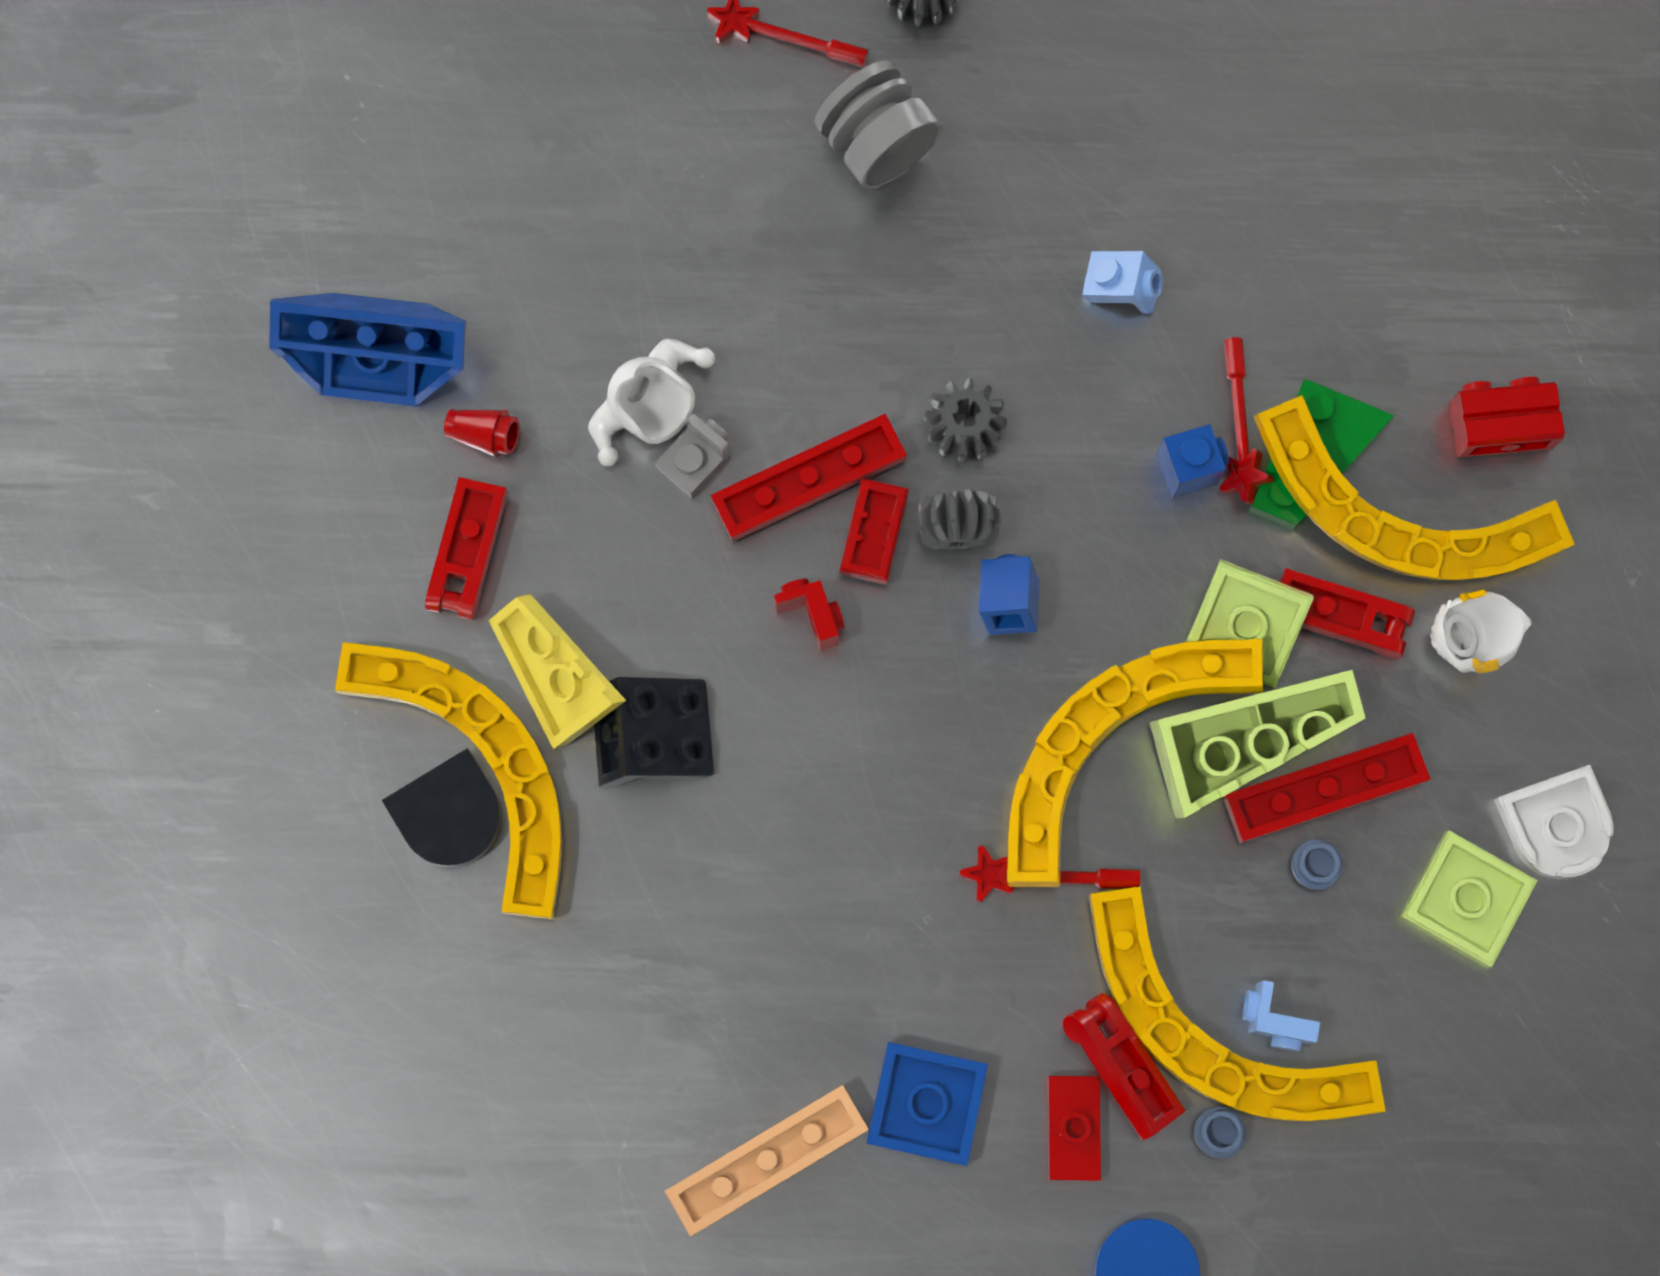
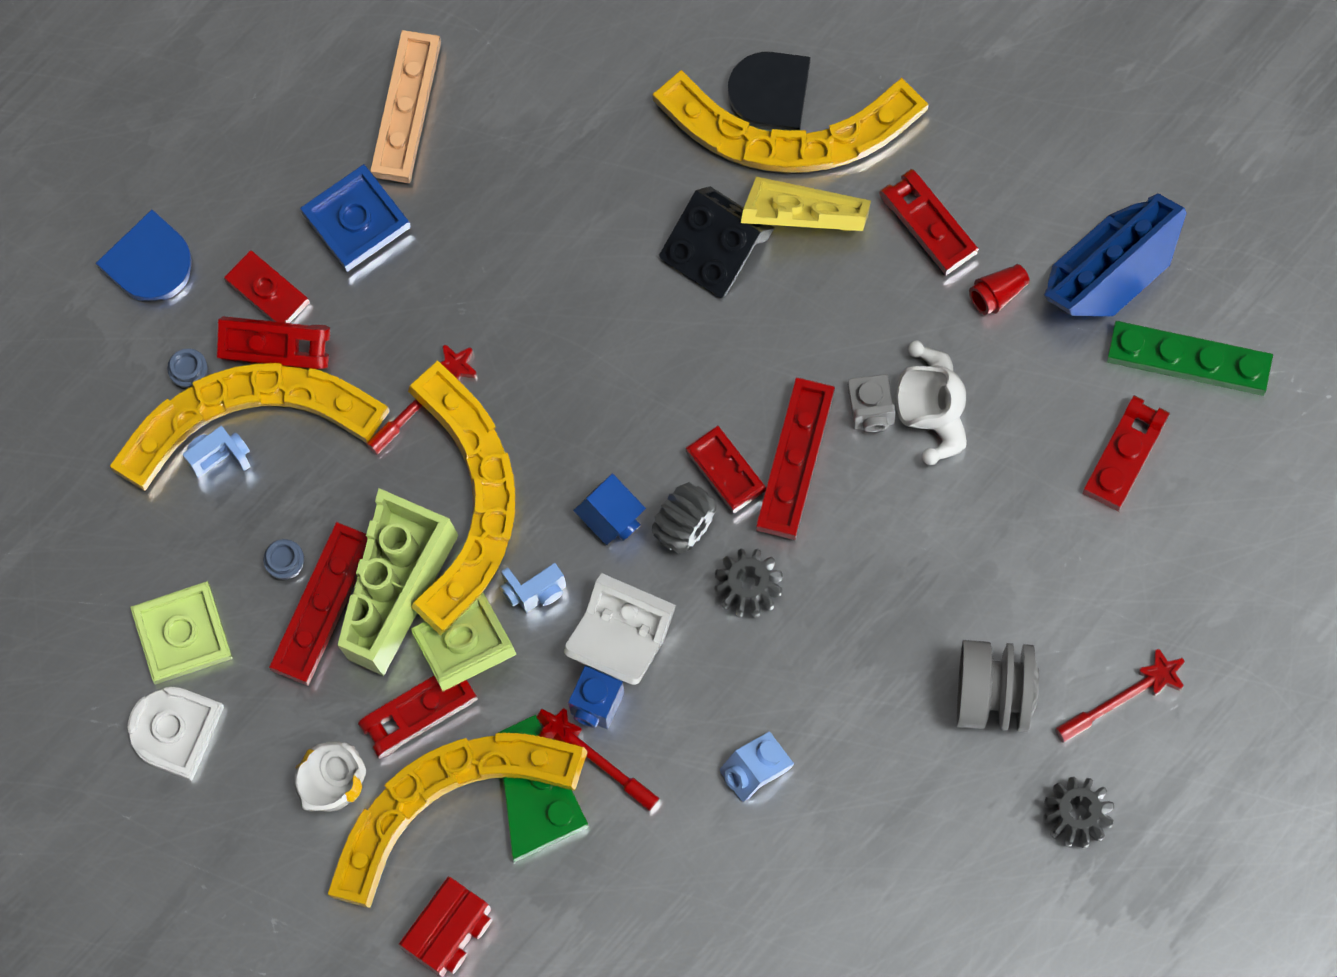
camera: 135 degrees right, 5 degrees down
(410, 216) = (1190, 358): none -> green plate
(551, 200) = (1125, 454): none -> red plate
(823, 616) = (699, 392): red bracket -> none
(1118, 488) = (620, 630): none -> white bracket
(1135, 598) = (540, 589): none -> light blue bracket

